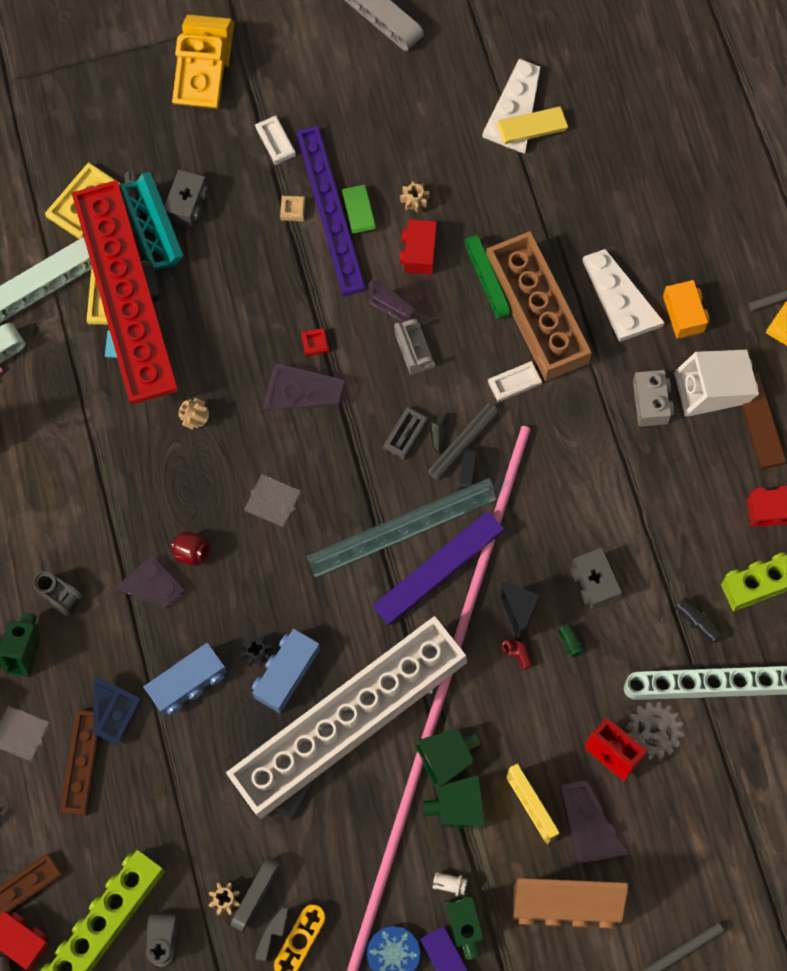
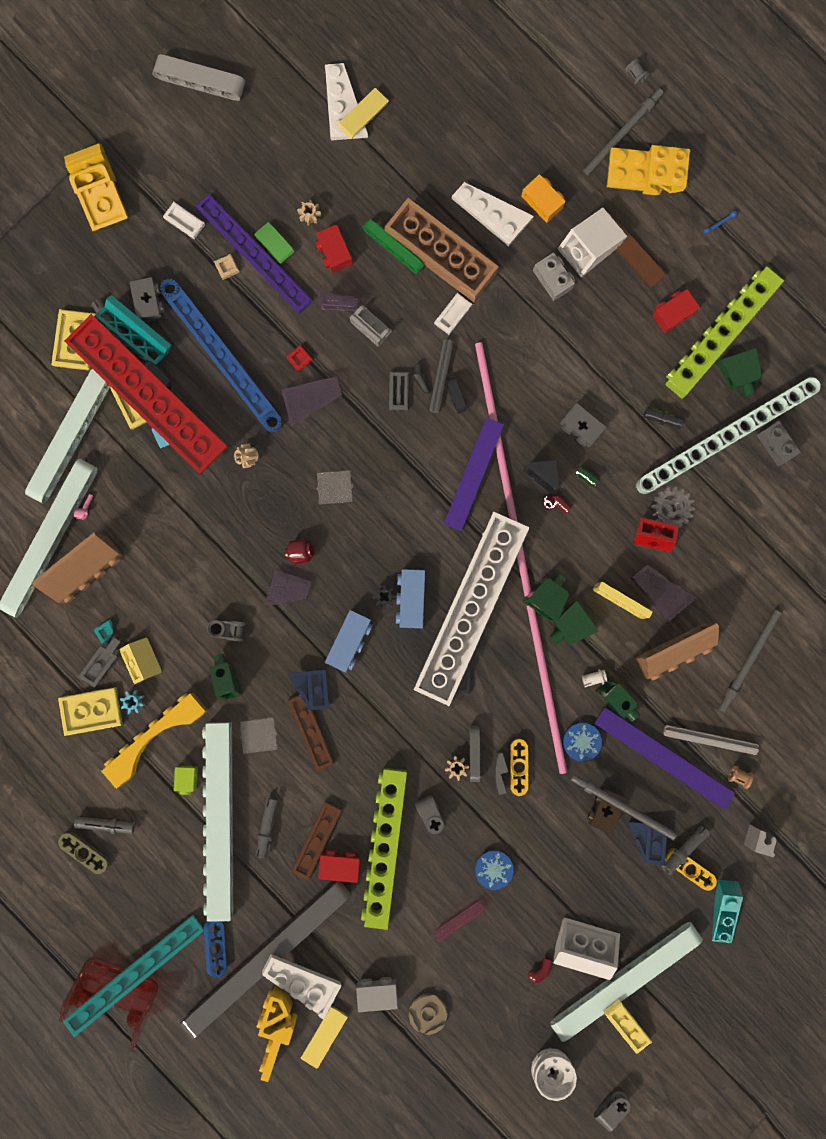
camera: 30 degrees left, 15 degrees up
(231, 297) = (220, 355): none -> blue plate
(401, 527) = (434, 459): clear light blue tile -> none

